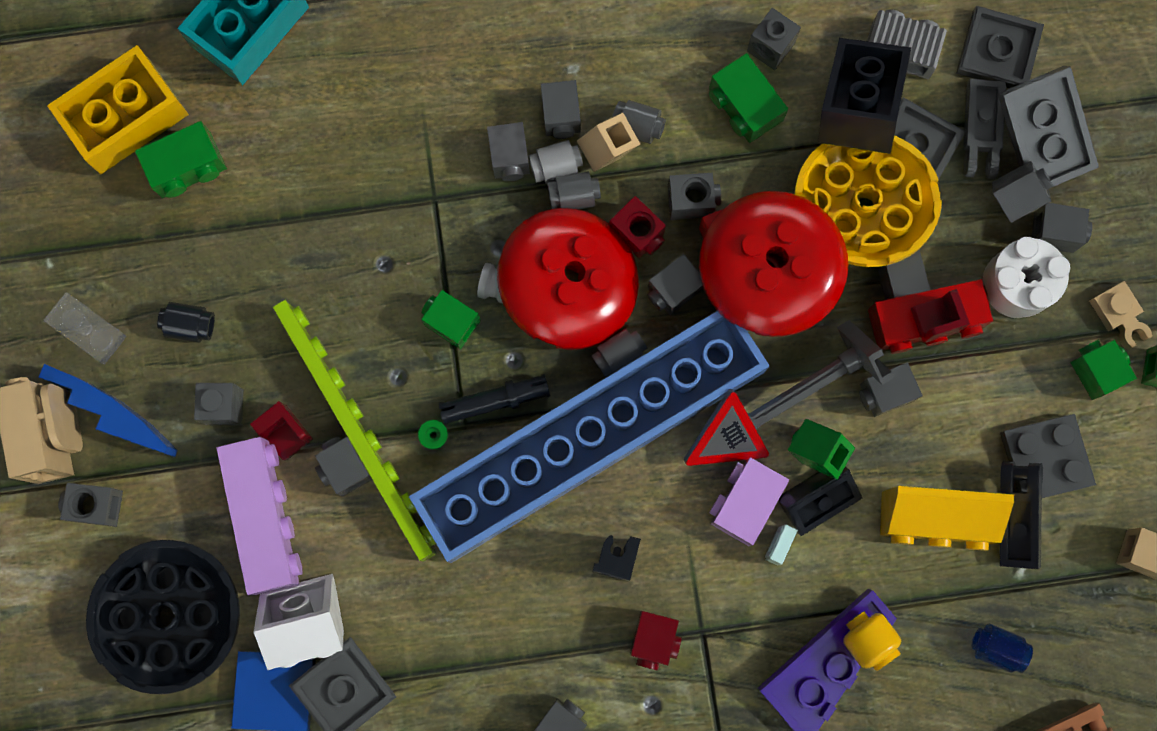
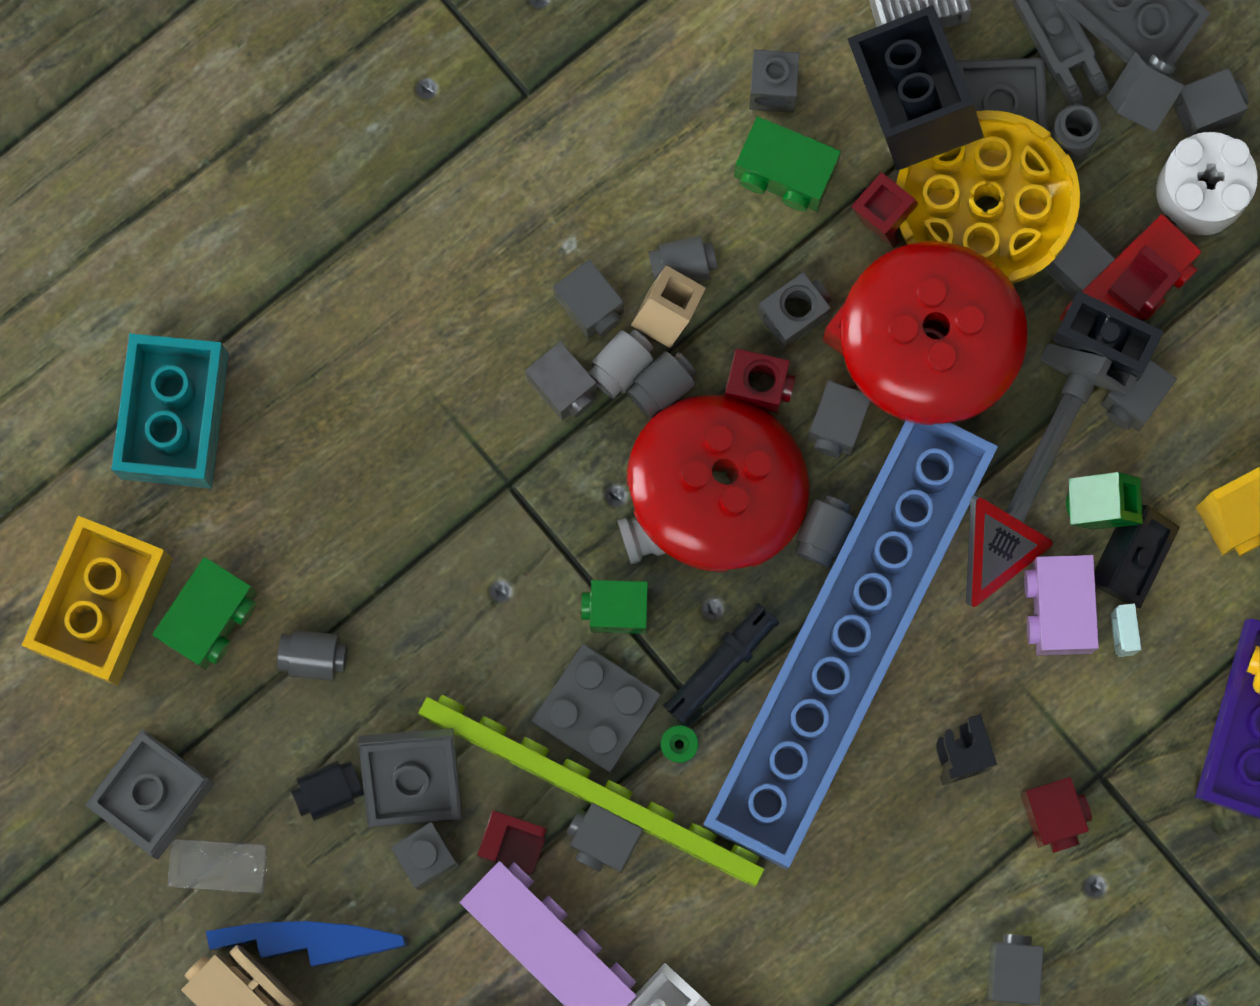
camera: 30 degrees left, 0 degrees up
(72, 255) = (150, 794): none -> dark grey tile
(233, 229) = (311, 655): none -> dark grey brick
(242, 346) = (410, 777): none -> dark grey tile
(395, 378) = (596, 708): none -> dark grey plate
(794, 162) = (884, 208): none -> dark red panel
(894, 333) = (1109, 333): none -> black brick
(957, 190) = (1080, 121): none -> dark grey brick

